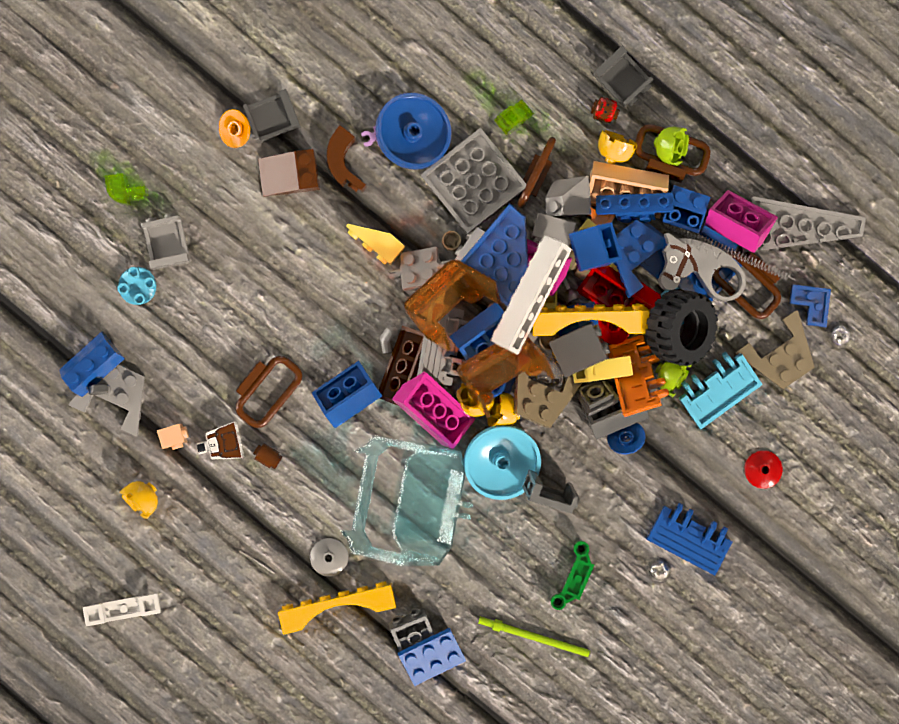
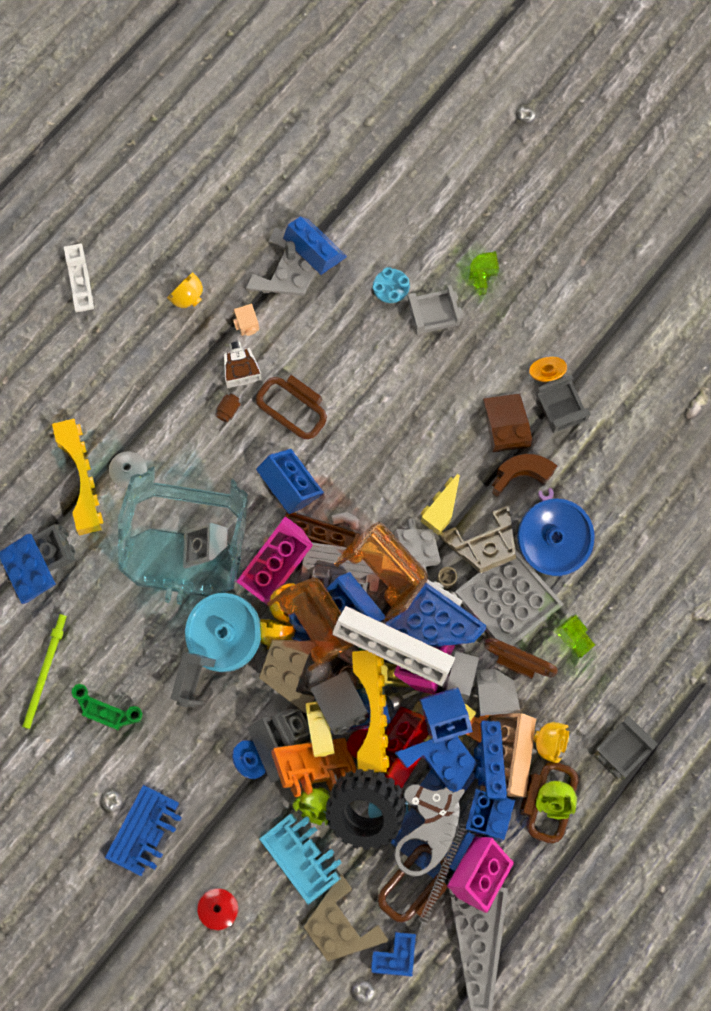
camera: 85 degrees right, 15 degrees down
(413, 481) = (203, 544): none -> light grey slope
(424, 199) = (487, 549): none -> dark tan wing
(605, 110) = (589, 730): reddish brown head -> none

